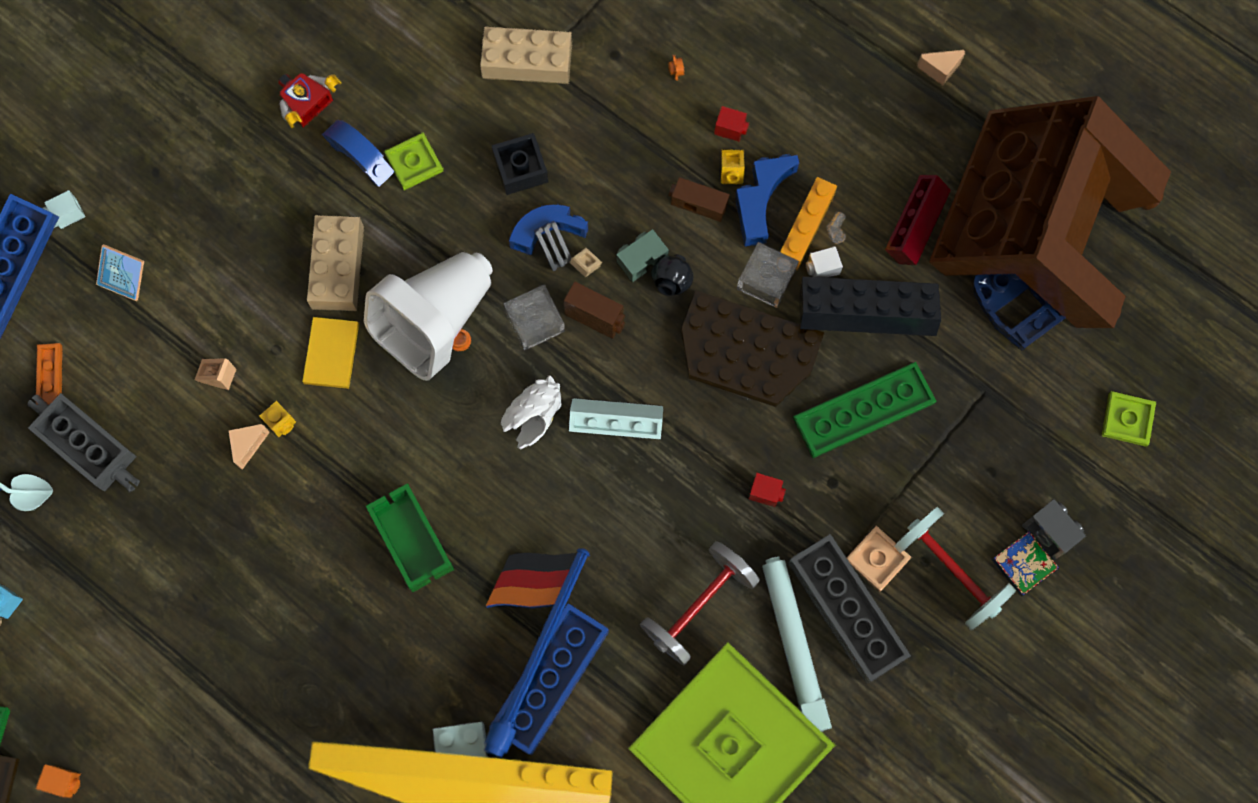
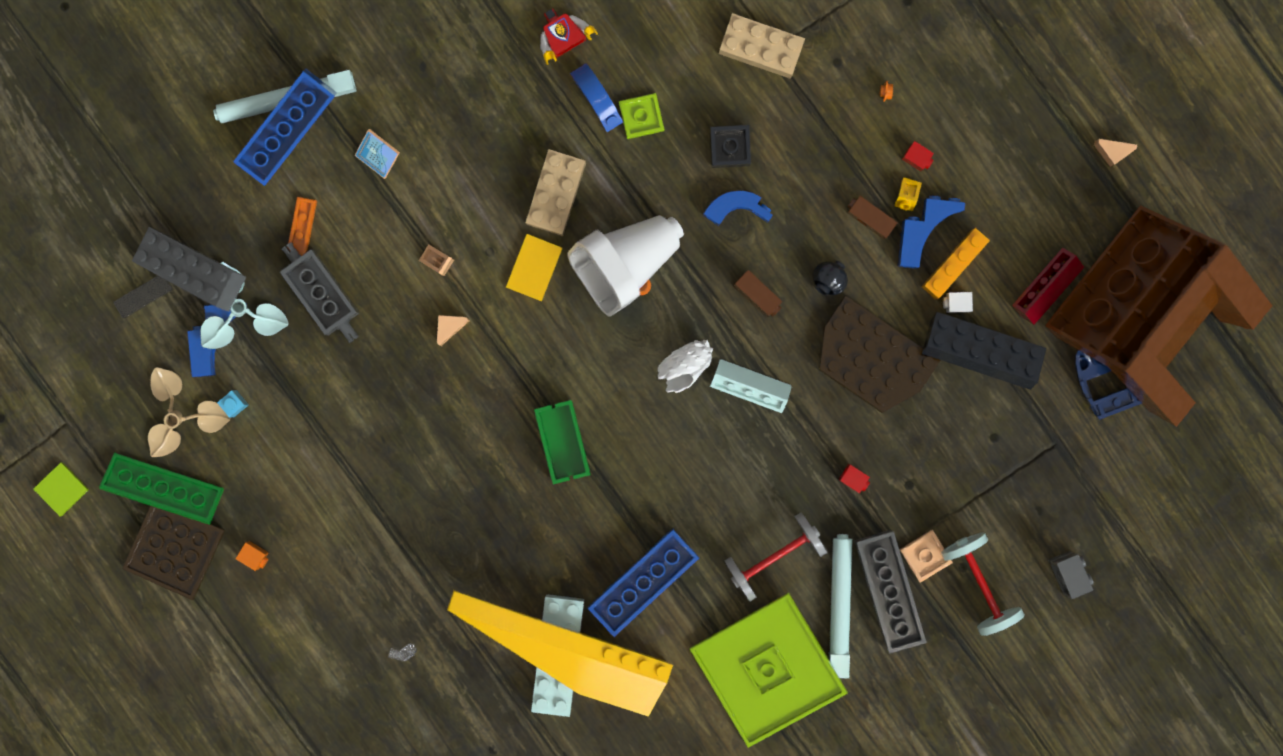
camera: 15 degrees right, 15 degrees up
(278, 419) = (479, 313): yellow bracket -> none
(531, 582) = (652, 505): flag -> none
(534, 317) = (707, 284): clear brick -> none
(560, 262) = (741, 239): dark grey tile -> none
(585, 262) = (762, 246): tan tile -> none
(640, 254) = (805, 254): sand green brick -> none
(767, 274) = (908, 299): clear brick -> none
(835, 233) = (976, 273): clear arm -> none
(864, 409) = (953, 433): green tile -> none
(1025, 563) = (1040, 591): tile -> none
(1128, 419) = (1164, 498): lime tile -> none

